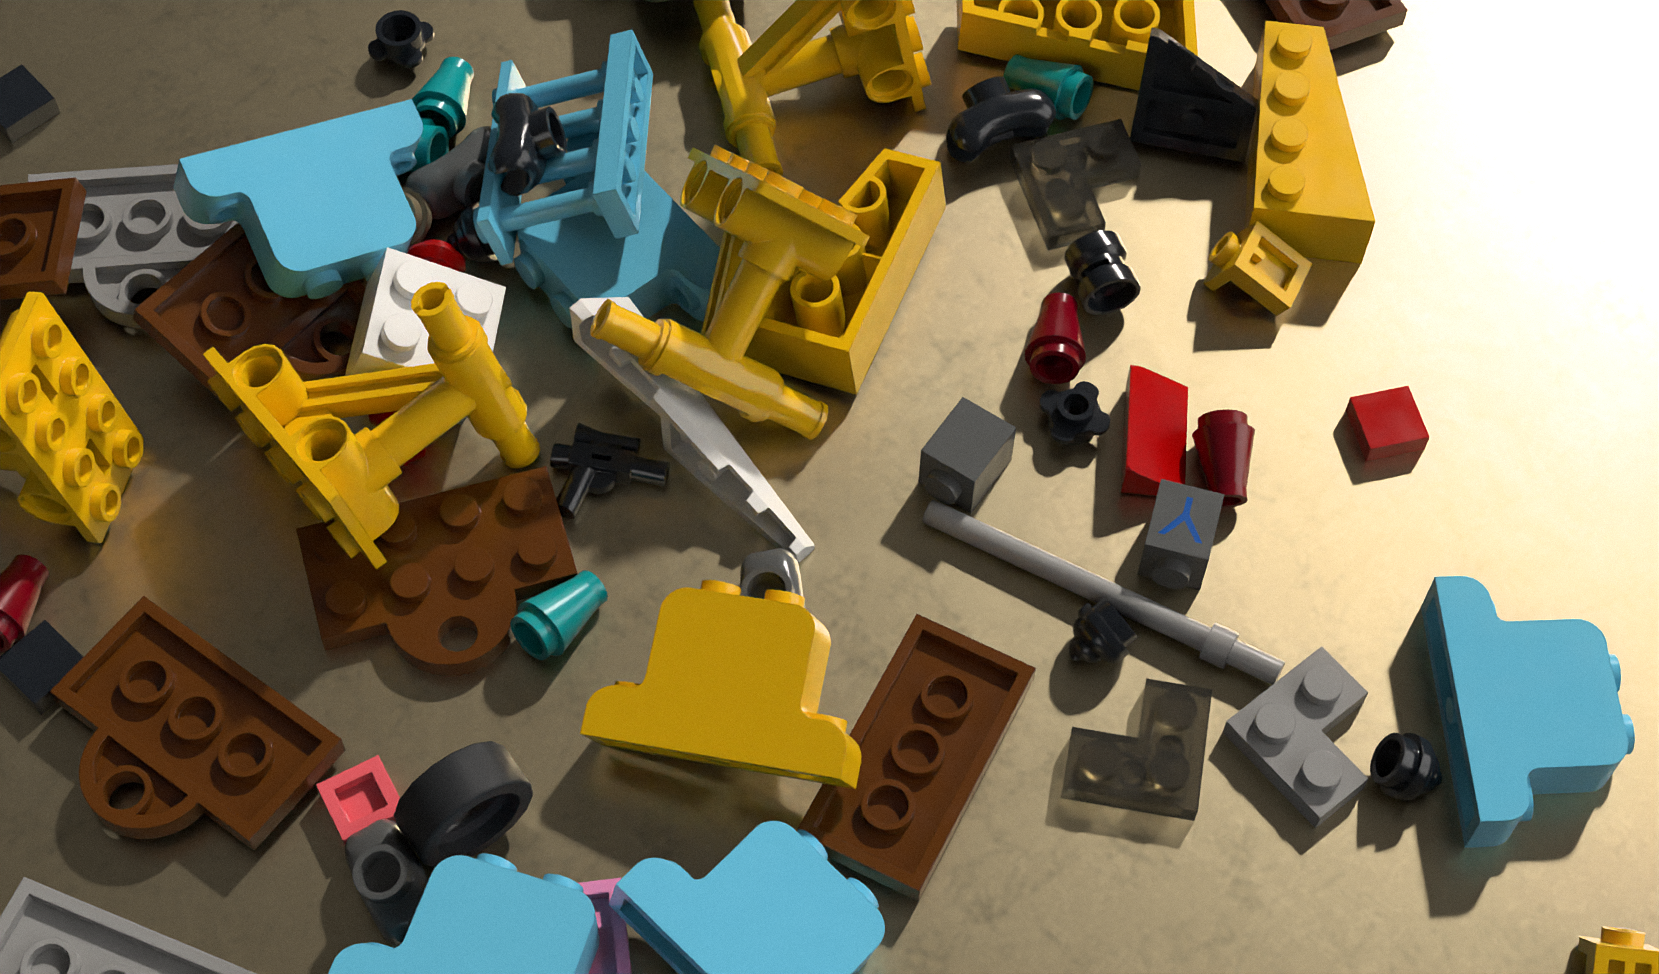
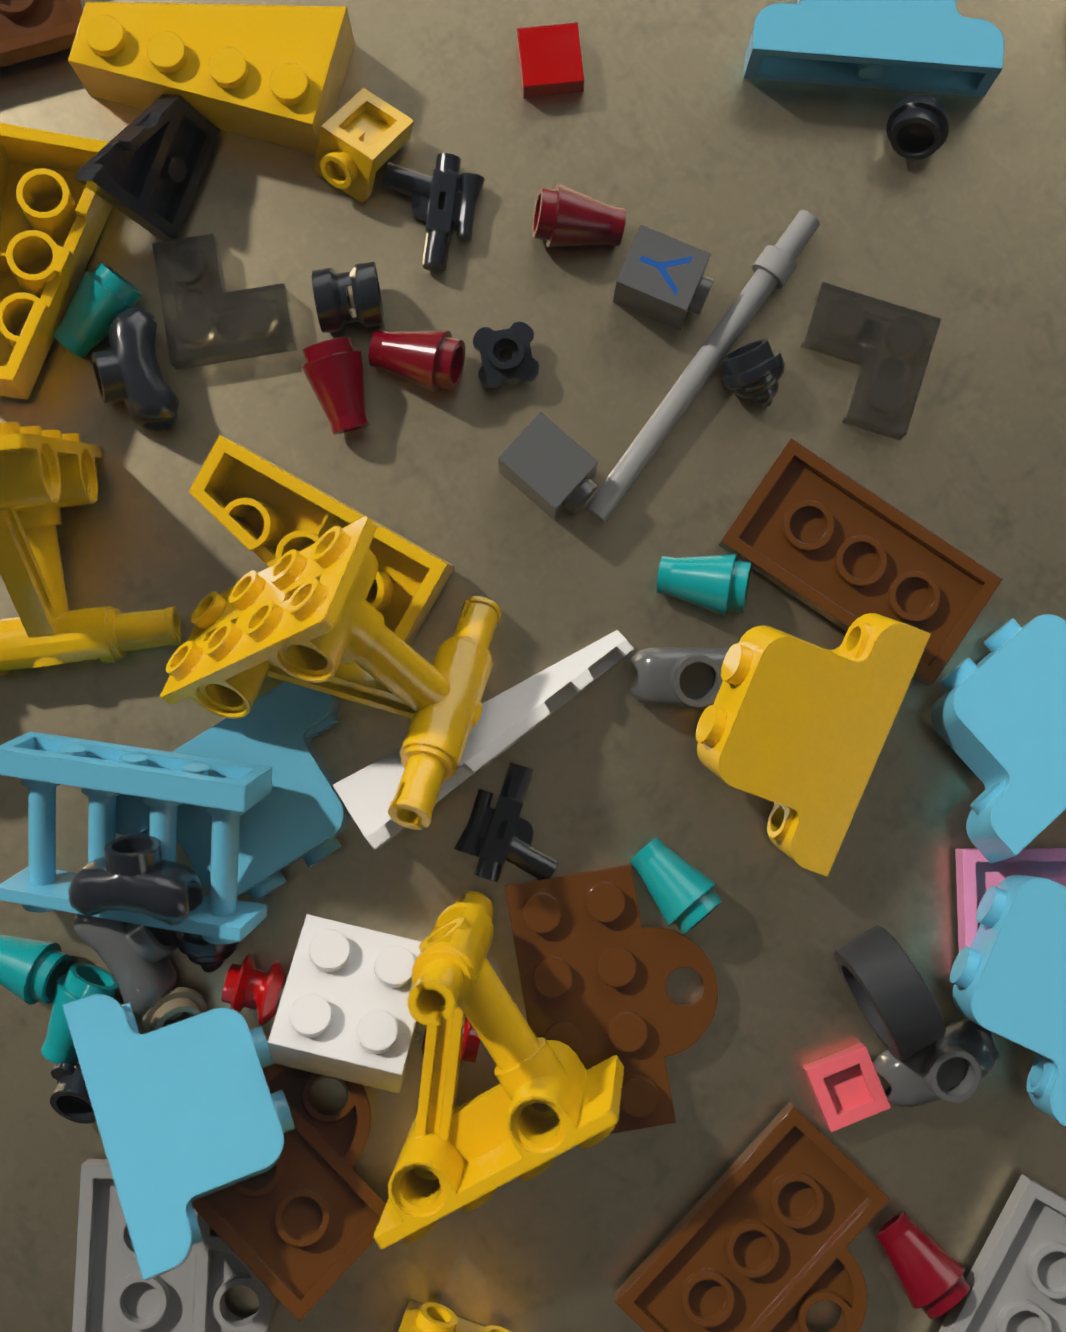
camera: 85 degrees left, 25 degrees up
(176, 888) = (923, 1267): none -> dark red cone
(874, 614) = (706, 581): none -> teal cone
(1019, 275) = (337, 380): none -> dark red cone
(1153, 432) = (537, 284): red slope -> none
(1217, 345) = (441, 202): none -> black piece
(1287, 737) = (866, 226): light grey plate -> none

